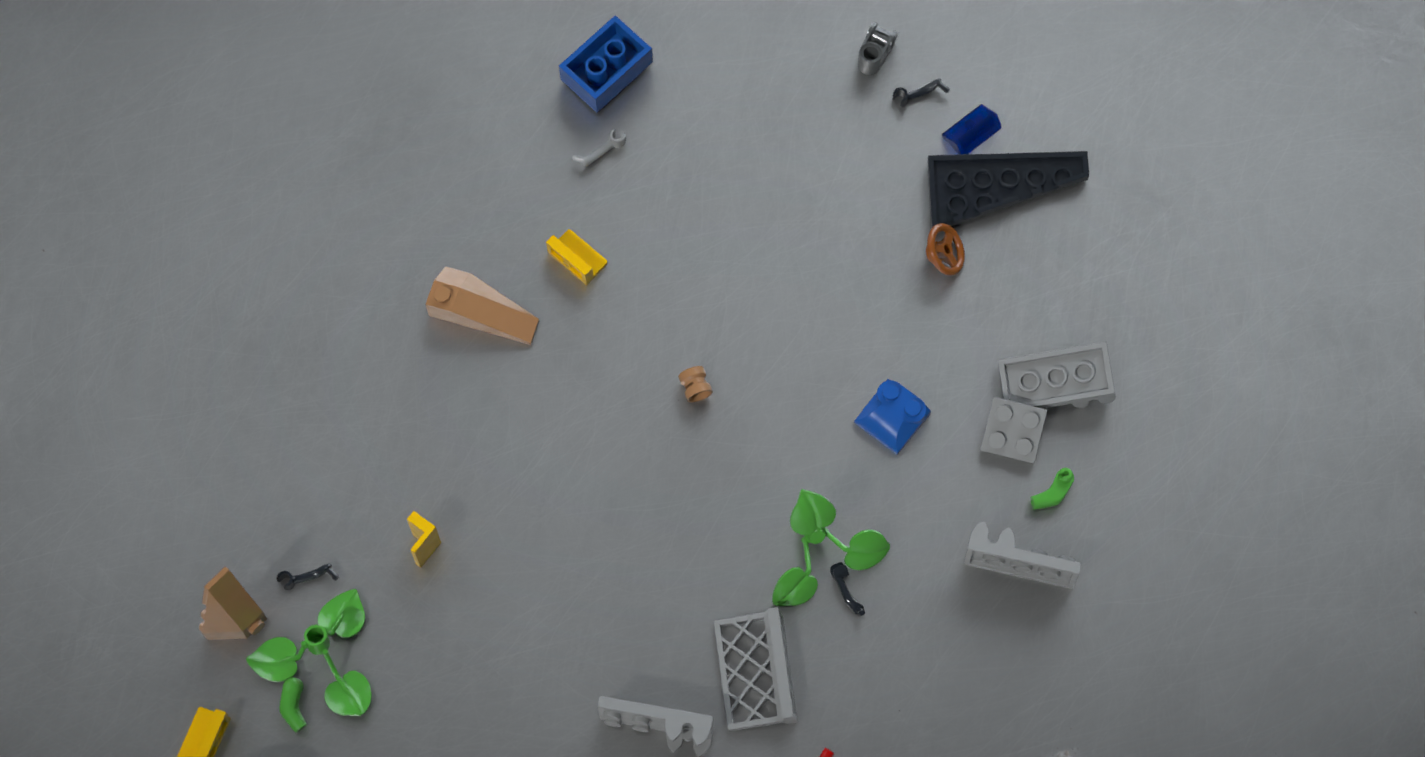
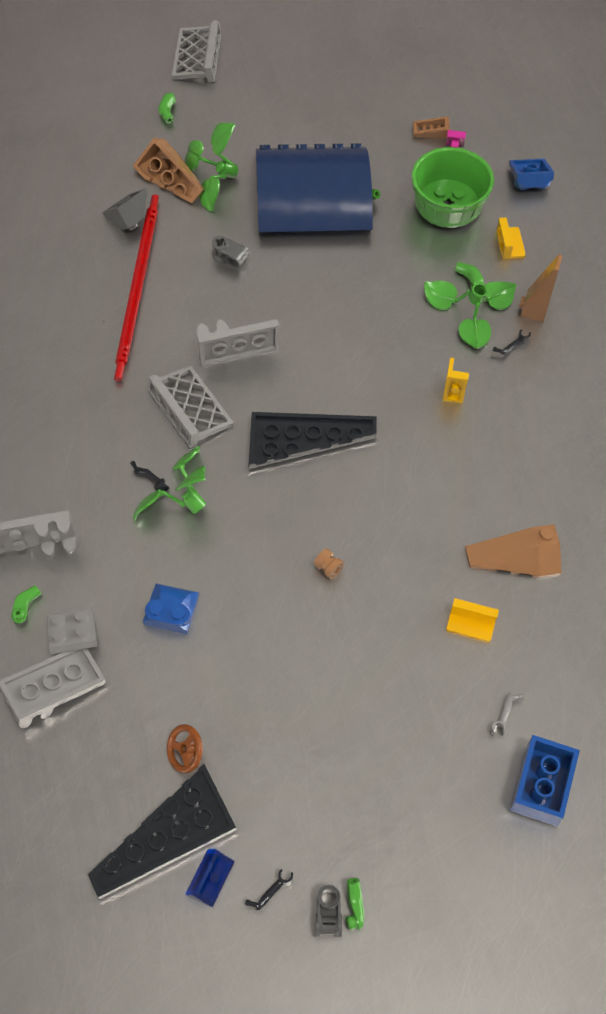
camera: 150 degrees right, 10 degrees down
(649, 566) = (294, 435): none -> black wing
(846, 45) = (355, 905): none -> bright green arm

